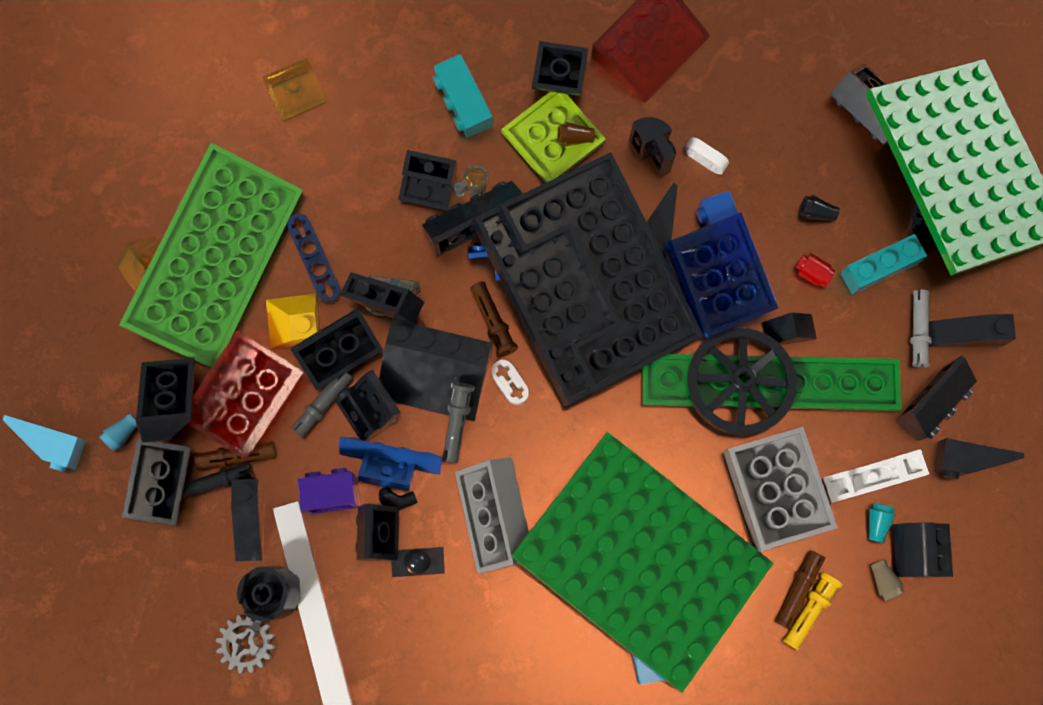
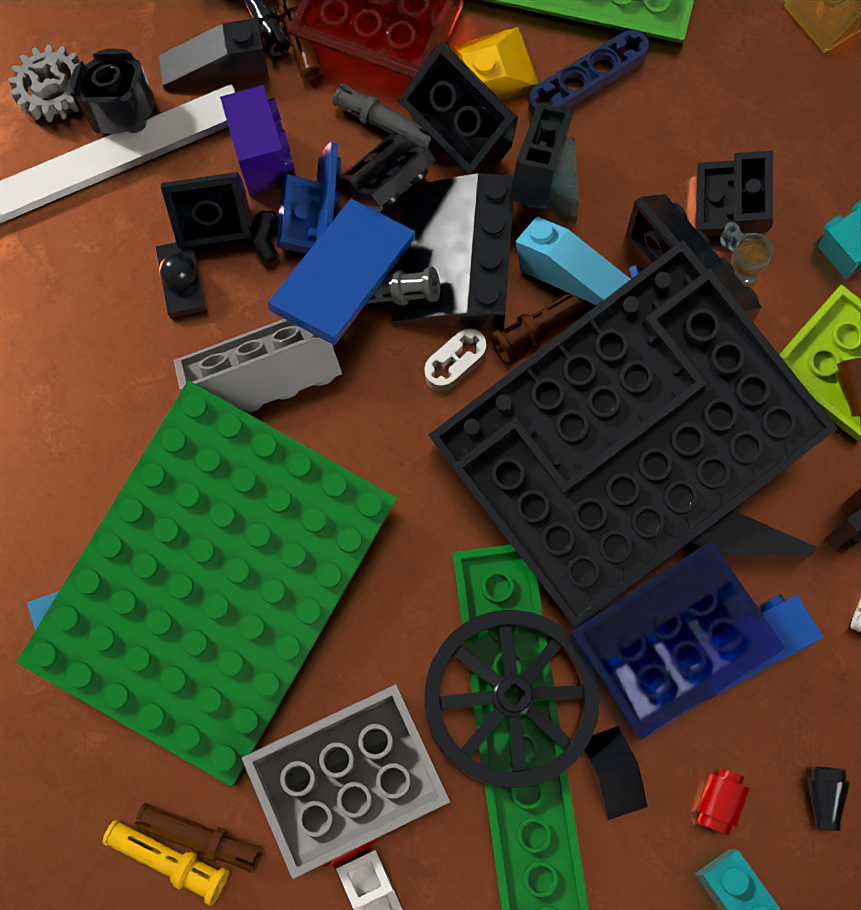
camera: 85 degrees right, 5 degrees down
(443, 444) = (341, 271): none -> blue tile
(462, 293) = (566, 262): none -> medium azure slope

